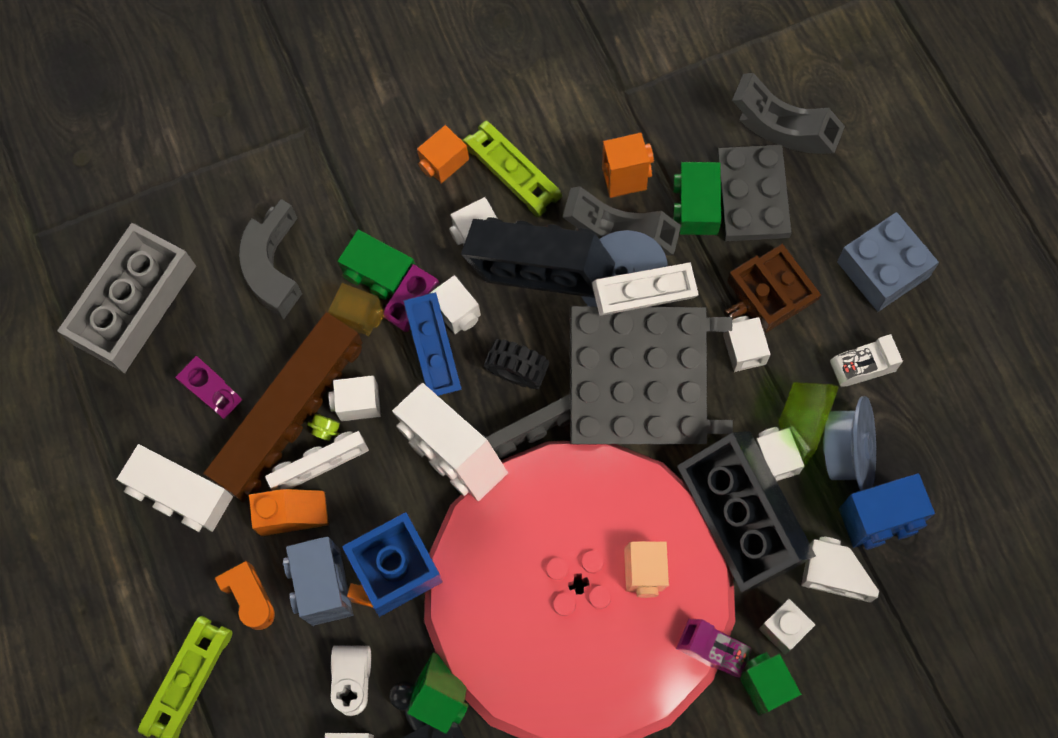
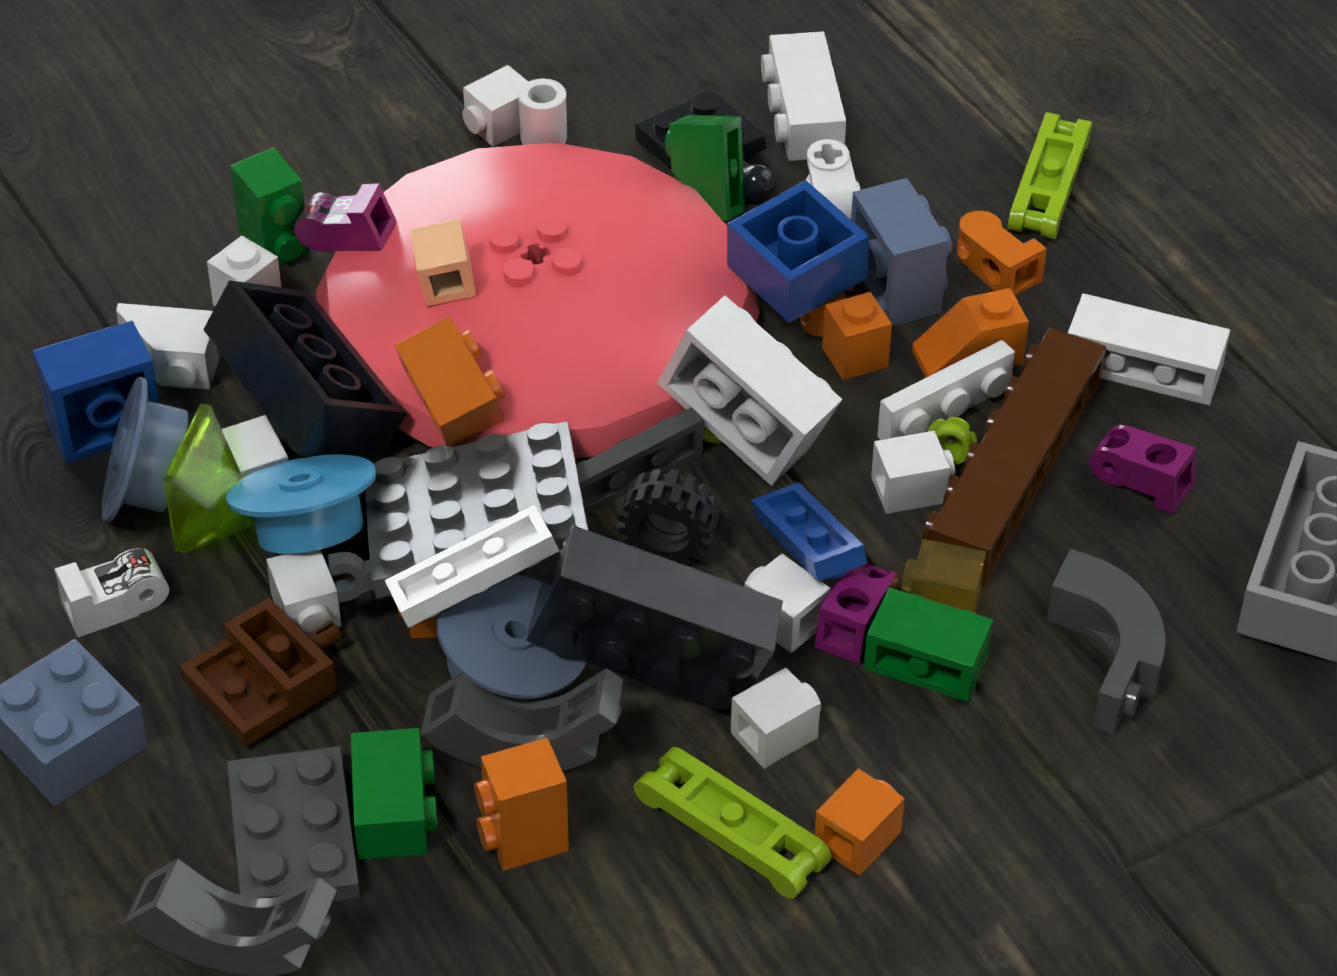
camera: 165 degrees right, 25 degrees down
(362, 515) = (856, 335): none -> orange brick
(647, 469) = (450, 381): none -> orange brick
(748, 389) = (304, 502): none -> dark azure piece

